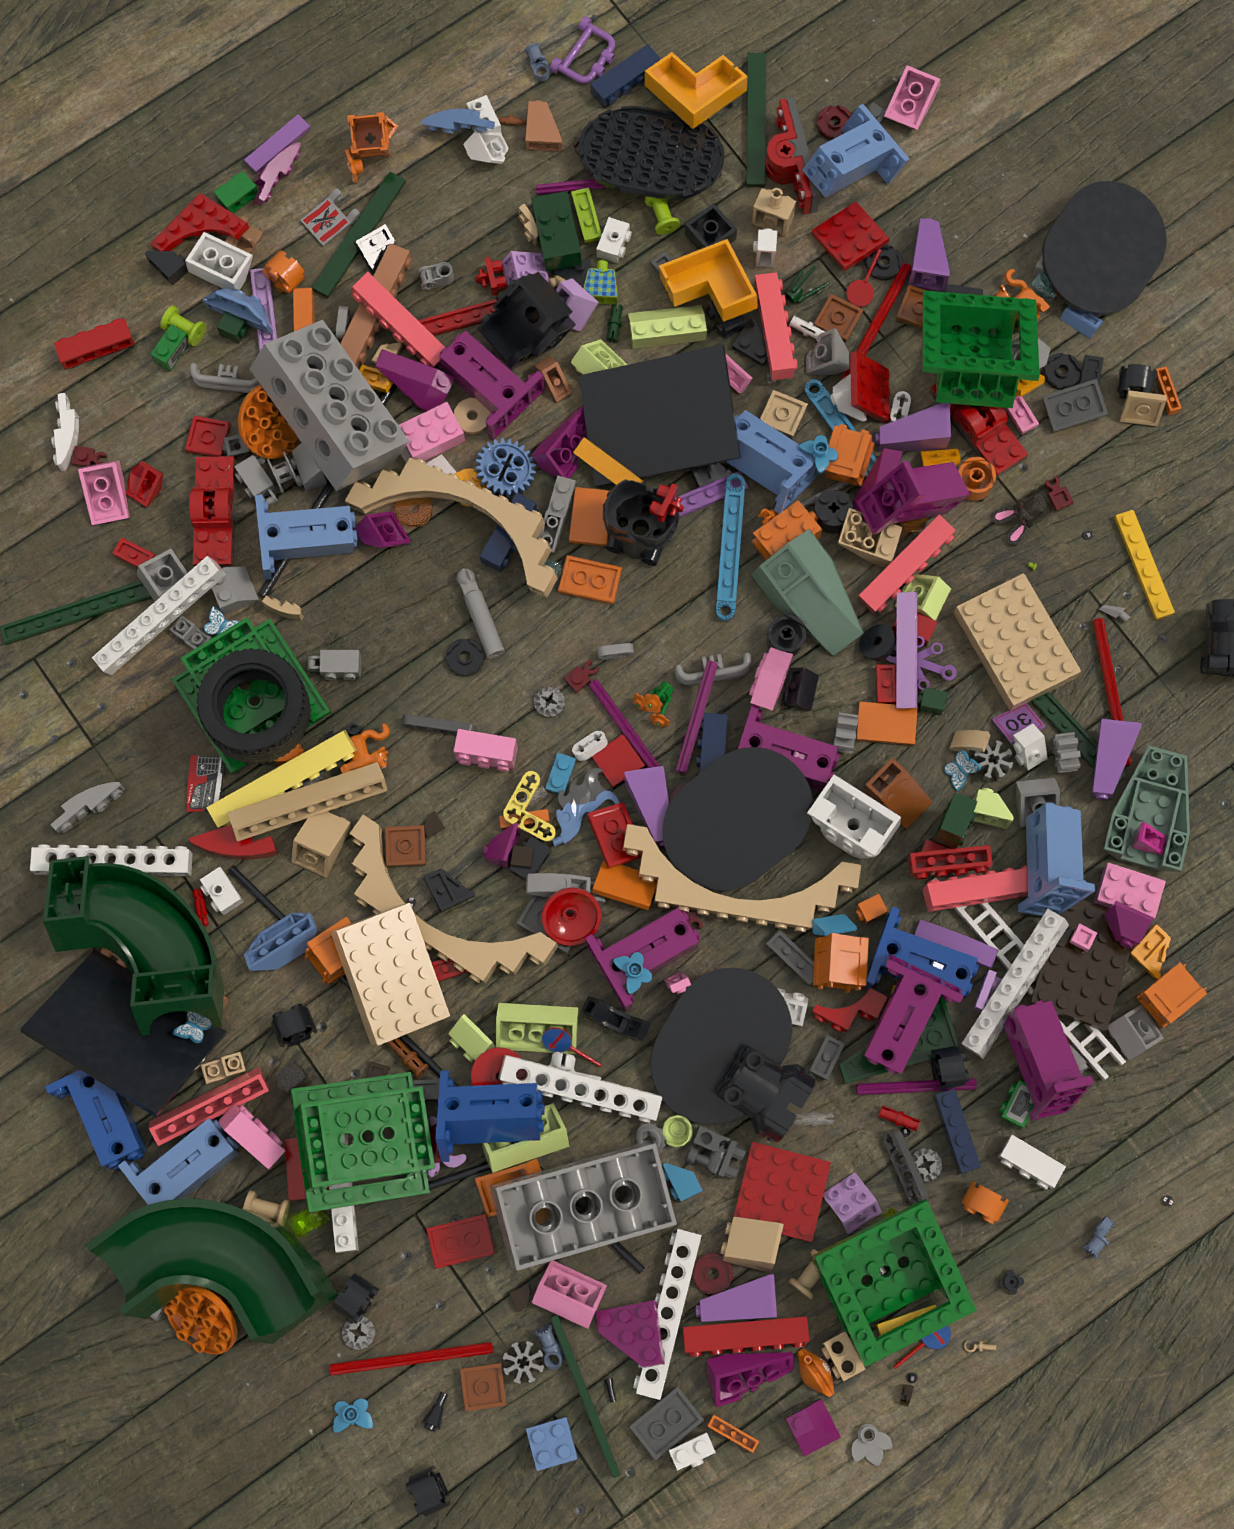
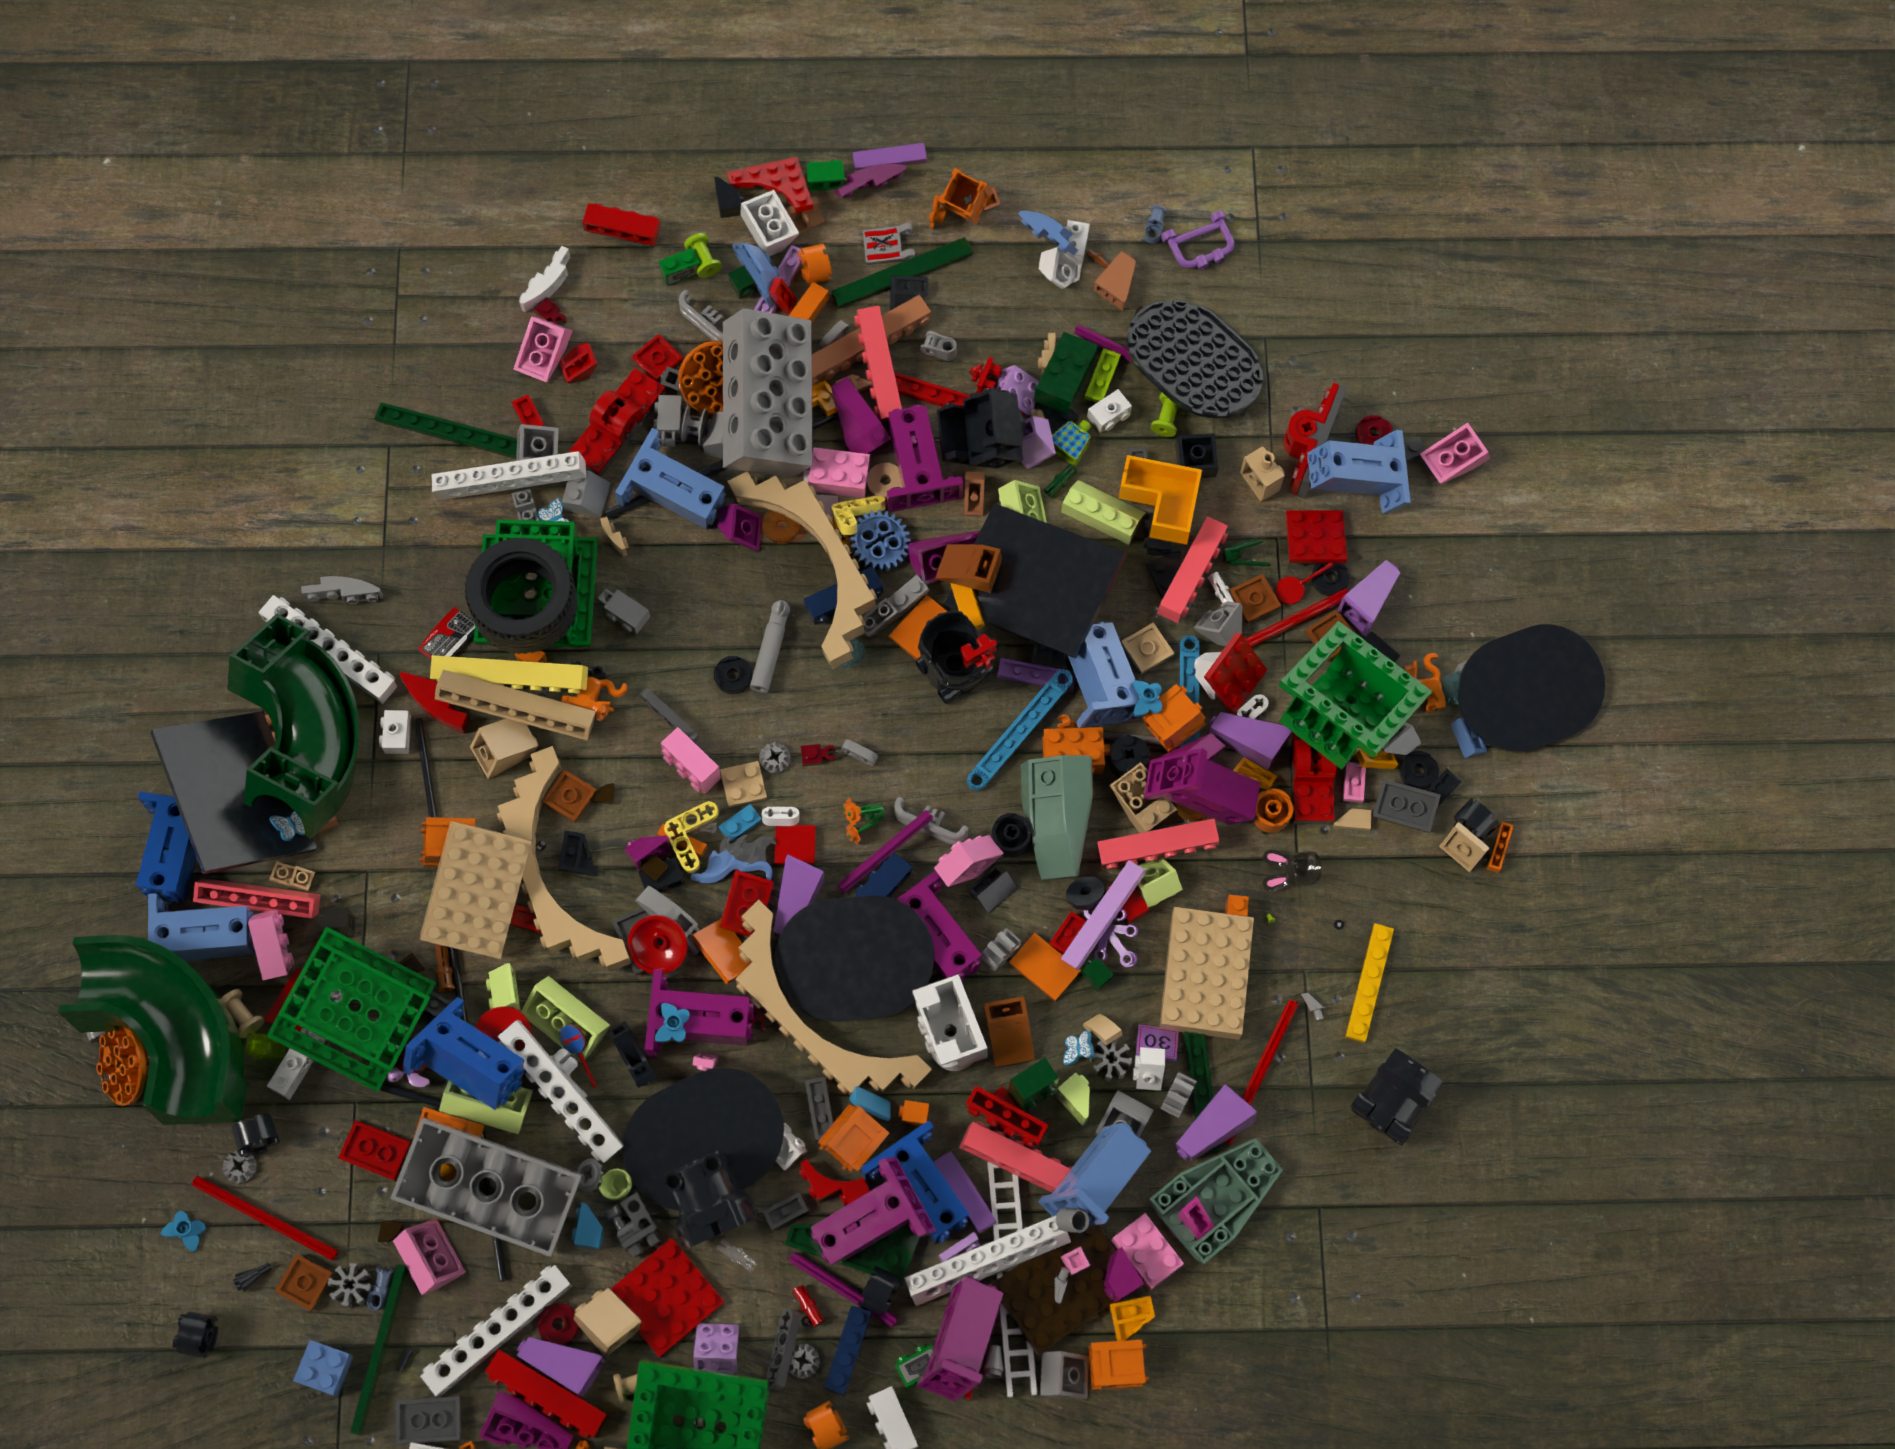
camera: 30 degrees right, 5 degrees down
(200, 906) = (370, 734): red axle -> none
(276, 316) = (782, 295): none -> red plate
(281, 942) = (409, 805): medium blue wedge -> none
(293, 1025) = (370, 879): black brick -> none
(461, 461) = (845, 511): none -> light yellow beam
(540, 740) = (743, 784): none -> tan plate
(590, 579) = (883, 679): orange tile -> none
(597, 439) = (970, 566): none -> dark orange slope
(623, 724) = (821, 818): magenta axle -> none
(624, 76) = (1221, 282): dark blue brick -> none
(634, 1331) = (456, 1324): magenta plate -> none
(694, 94) = (1268, 335): light orange piece -> none
(737, 376) = (1129, 587): bright pink plate -> none
(756, 119) = (1307, 387): dark green tile -> none
(765, 248) = (1233, 499): white brick -> none
(1002, 573) = (1237, 905): none -> orange brick
(1042, 443) = (1355, 819): none -> tan tile
(1058, 496) = (1336, 874): dark red plate -> none
(1065, 906) = (1064, 1220): none -> light grey piece
(1085, 963) = (1060, 1284): none -> light grey bar

